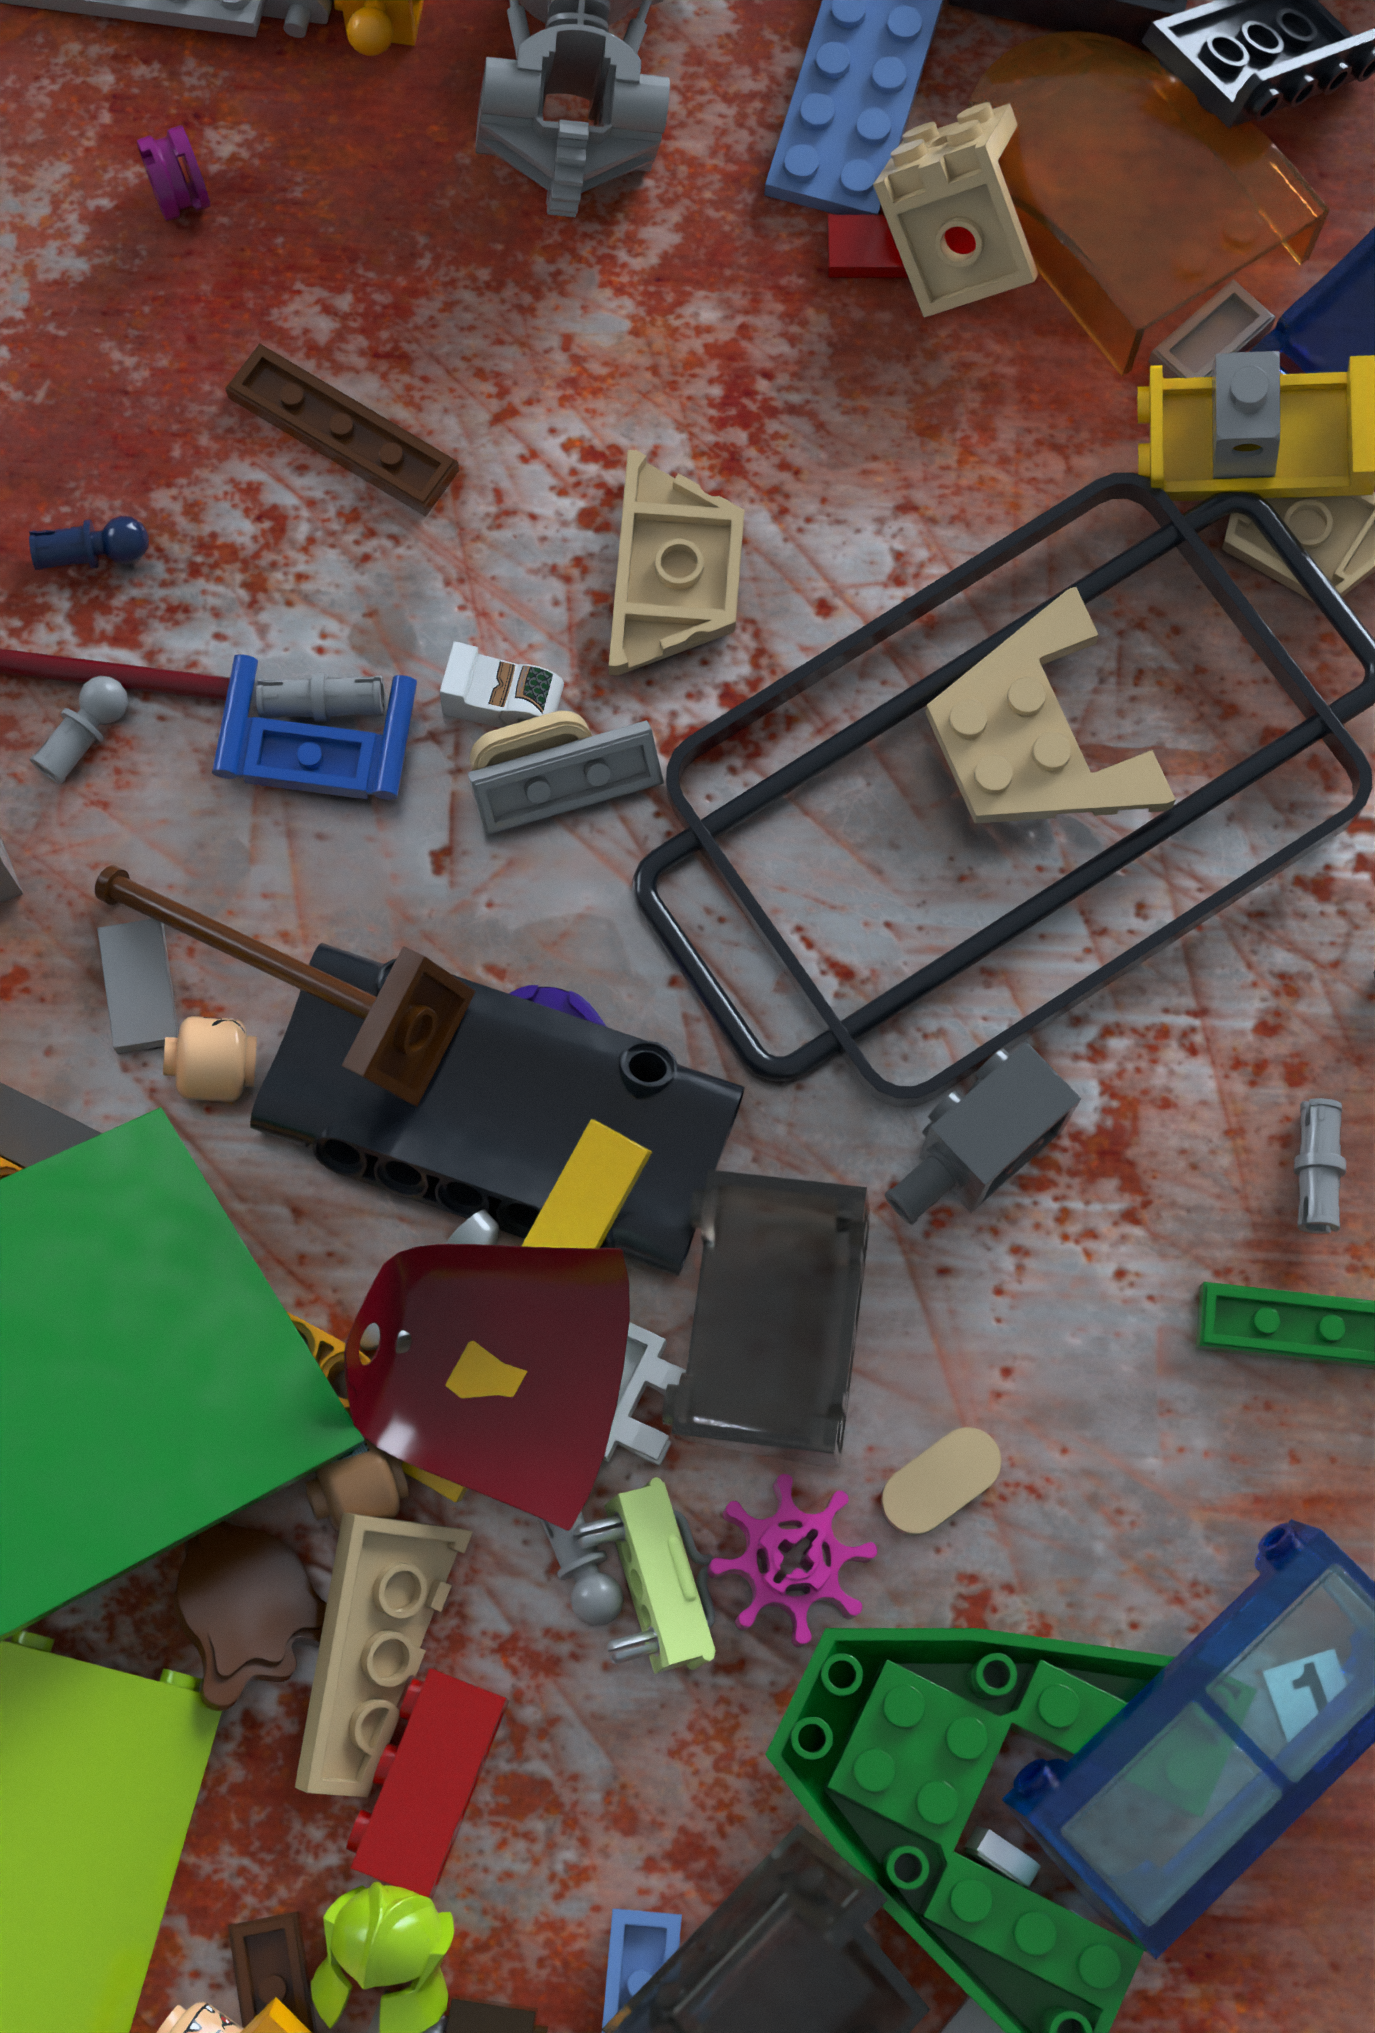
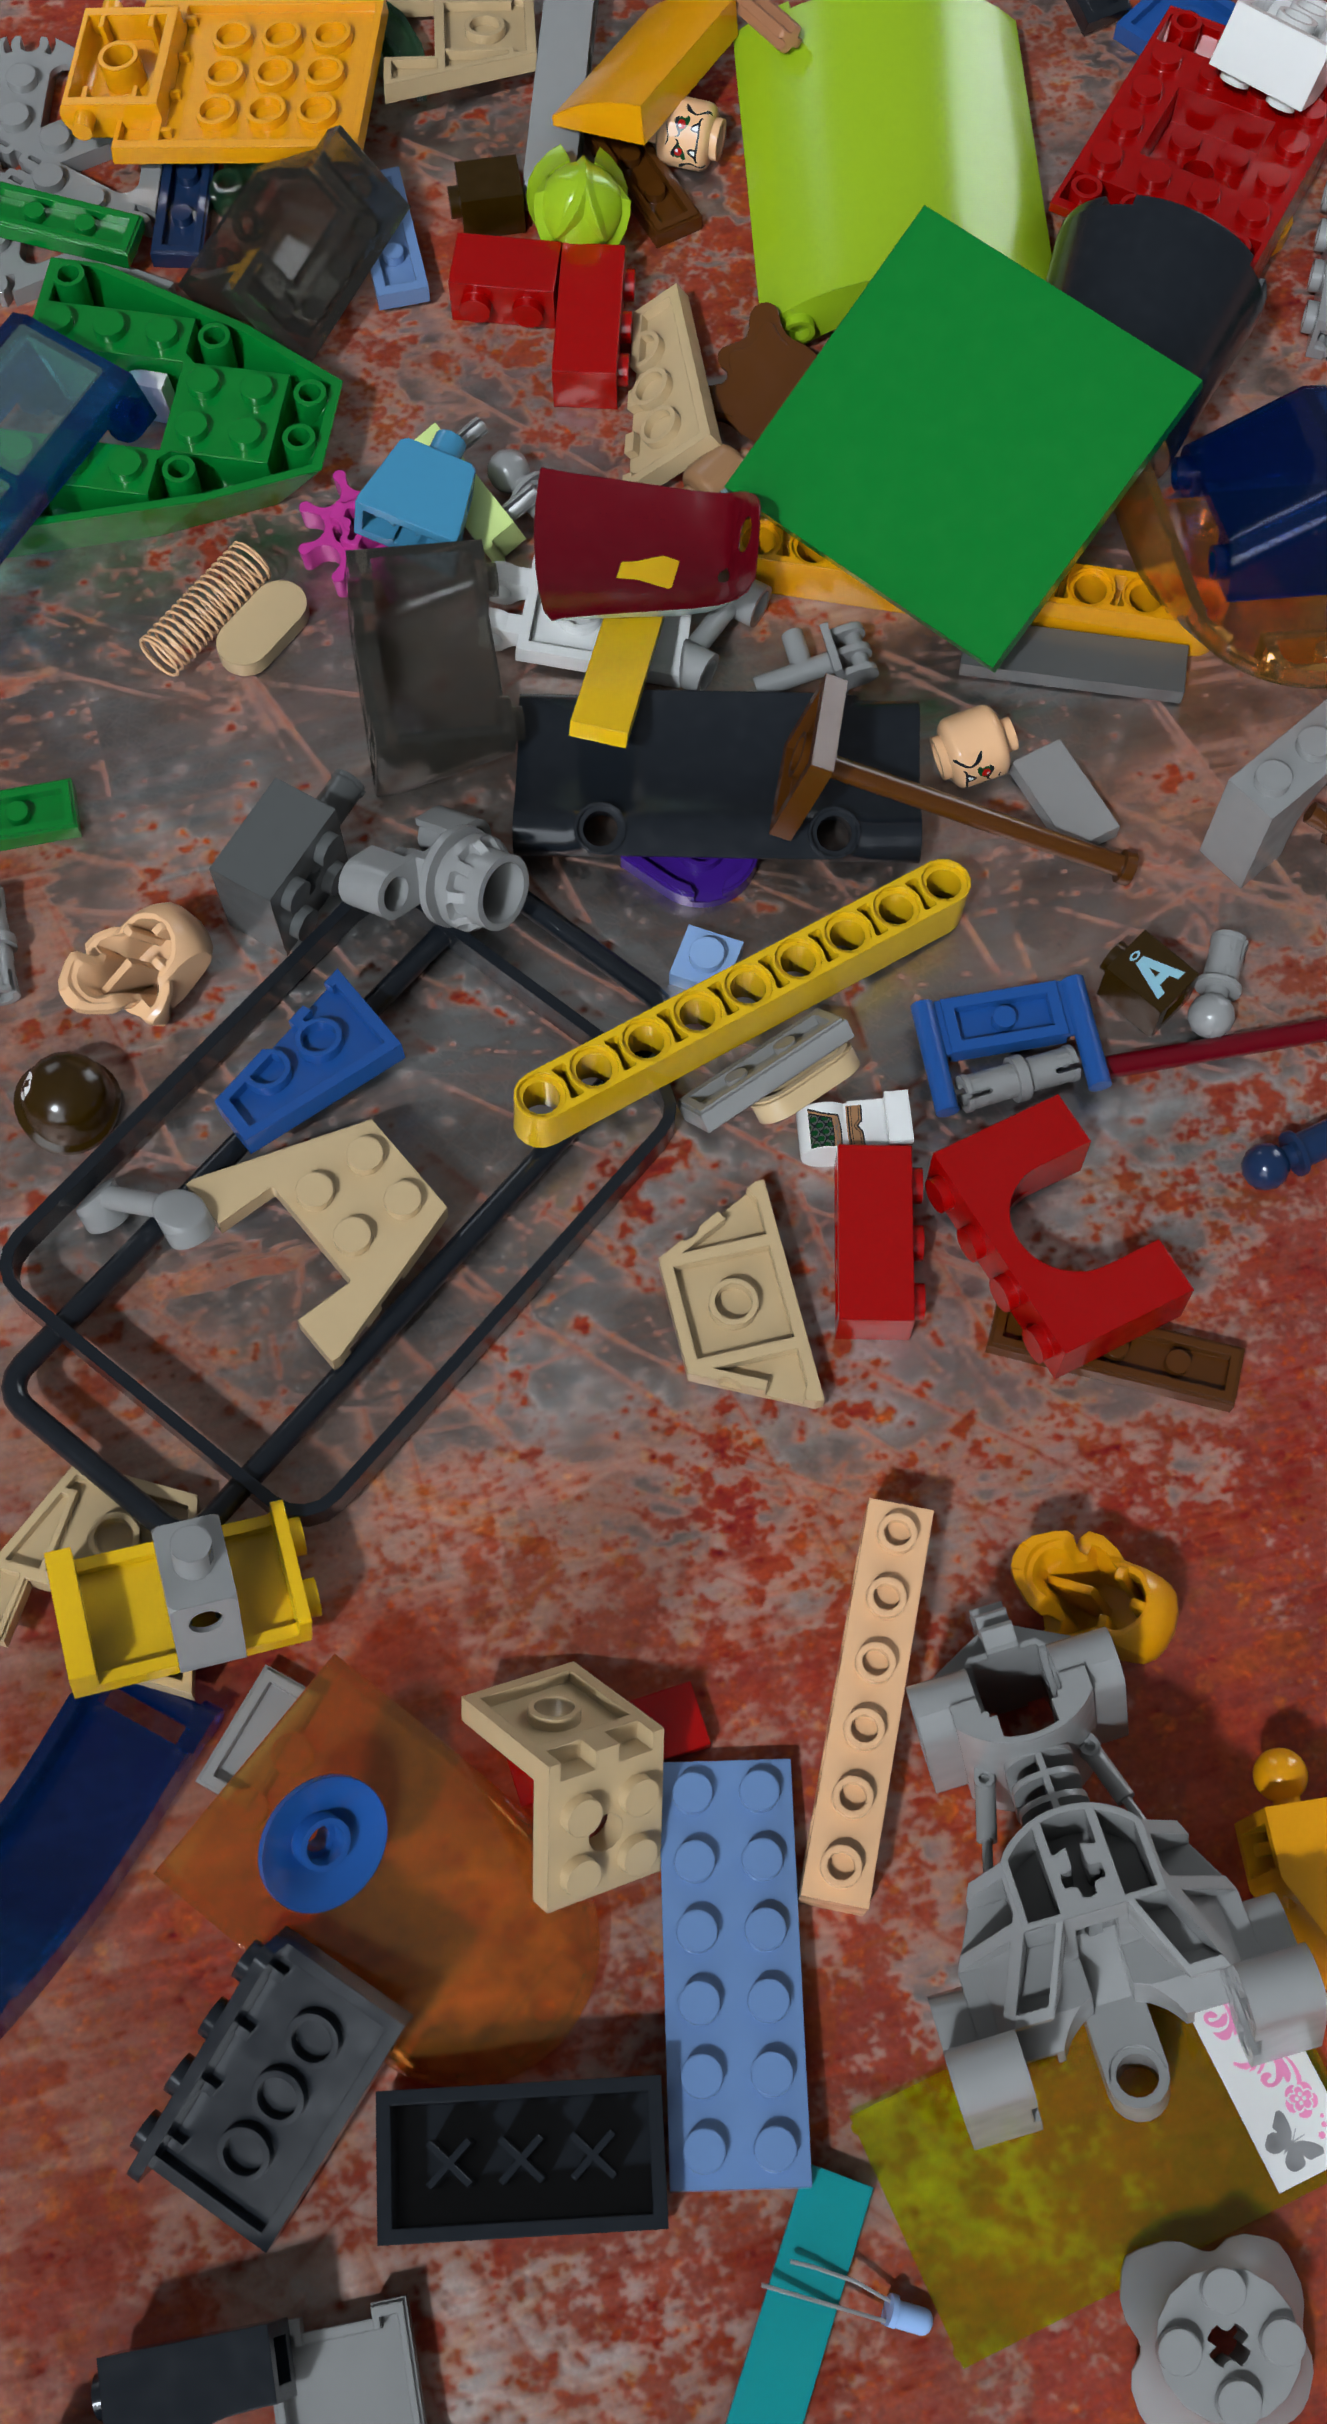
camera: 165 degrees right, 5 degrees down
(152, 747) = (1146, 982): none -> dark brown brick
(350, 1220) = (845, 658): none -> light grey arm
(402, 591) = (1062, 1313): none -> red arch
(458, 205) = (1093, 1588): none -> light orange head
(511, 1888) = (505, 280): none -> red brick
(525, 572) = (877, 1242): none -> red brick
(532, 825) = (731, 1022): none -> yellow beam
(581, 921) = (702, 956): none -> light blue plate
(685, 198) = (865, 1708): none -> light nougat brick
(719, 1531) = (418, 494): none -> dark azure torso
(813, 1038) = (457, 877): none -> light grey beam
(1021, 891) = (316, 1063): none -> blue wing
(1070, 1477) = (233, 585): none -> light nougat piece
(1176, 1065) = (139, 966): none -> light nougat head
(1186, 166) = (340, 1857): none -> blue dish
(1193, 763) = (177, 1211): none -> light grey bar
(1271, 975) = (67, 1103): none -> dark brown helmet

